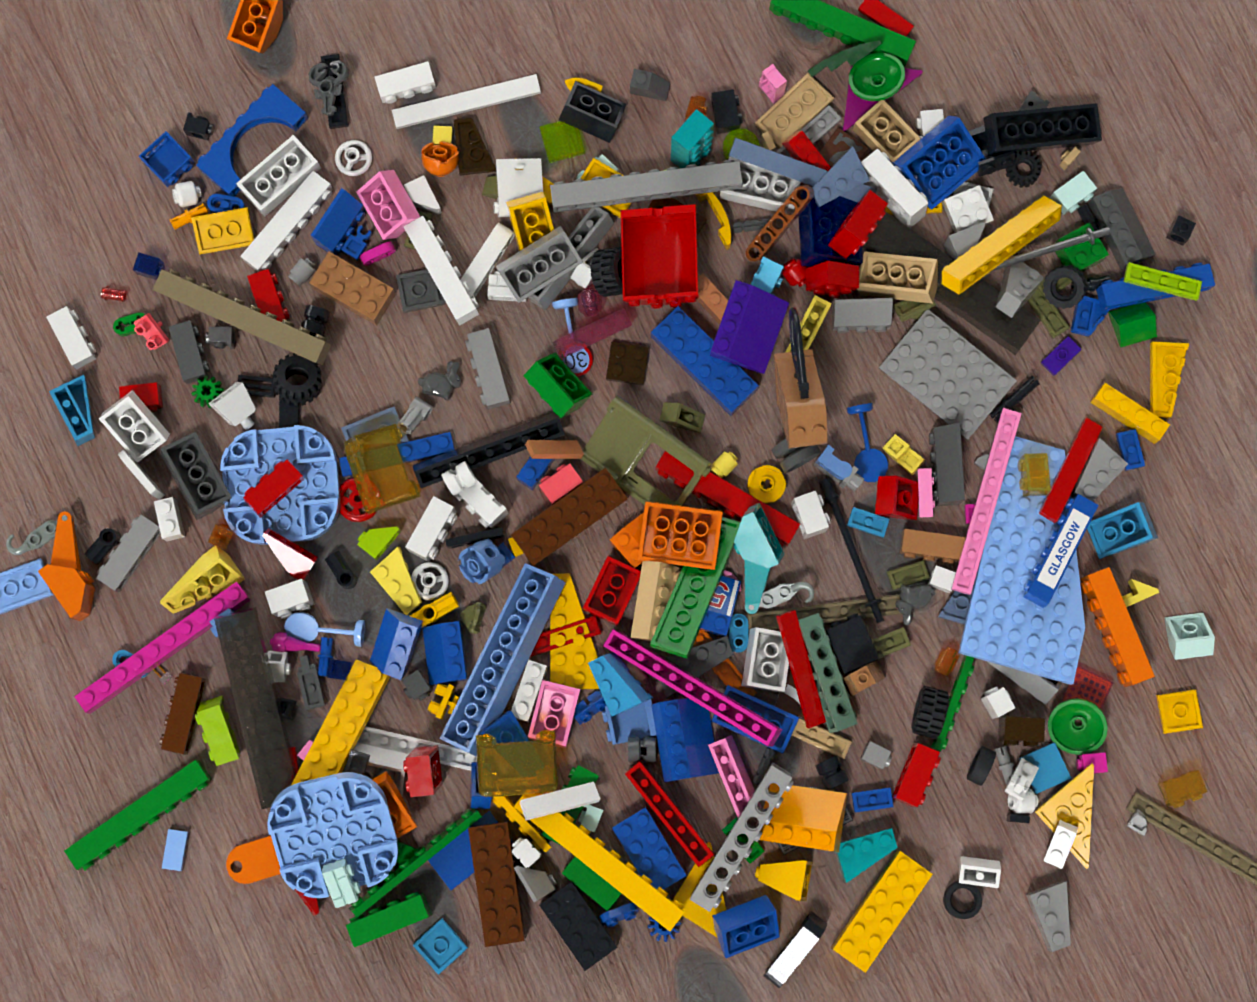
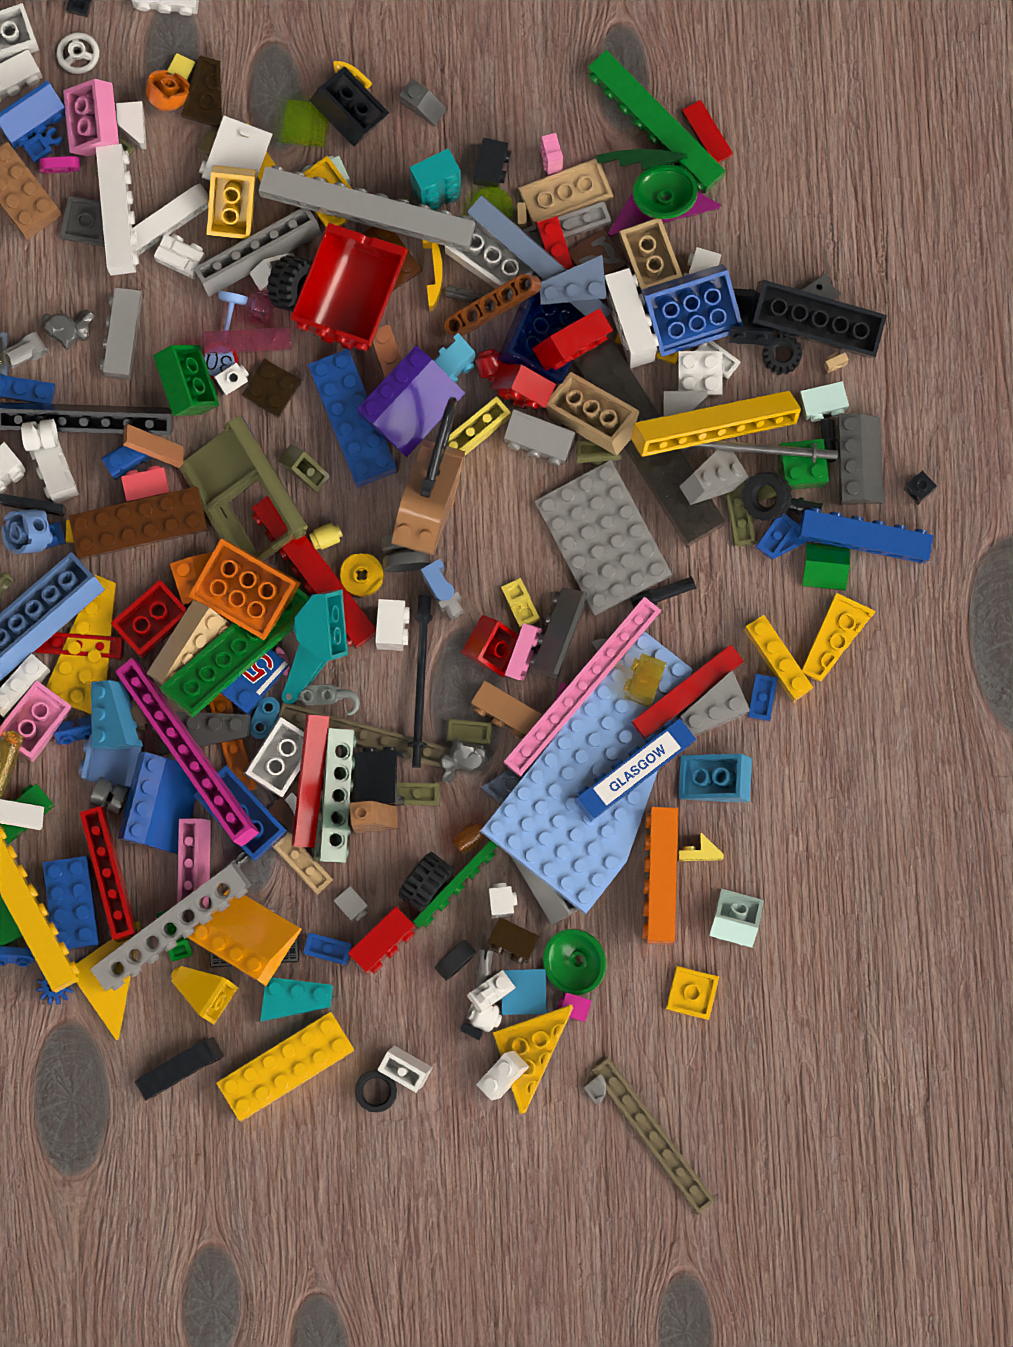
camera: 20 degrees right, 0 degrees up
(466, 101) = (222, 41): white tile -> none
(539, 264) = (219, 245): light grey slope -> none
(590, 818) = (26, 845): light aqua brick -> none
(592, 369) = (231, 378): none -> white brick
(696, 103) = (462, 148): clear orange brick -> none
(746, 926) = (138, 1023): blue slope -> none
(832, 772) = (297, 902): black wheel -> none
(868, 522) = (451, 659): dark azure plate -> none
(869, 462) = (482, 597): blue piece -> none
(941, 579) = (500, 749): white brick -> none
(1052, 914) = (462, 1142): light grey wedge -> none
(1061, 356) = (734, 568): dark purple plate -> none
(1088, 687) = (607, 928): clear pink tile -> none
(1162, 281) = (872, 533): lime tile -> none
(1182, 788) = (658, 1072): clear yellow brick -> none

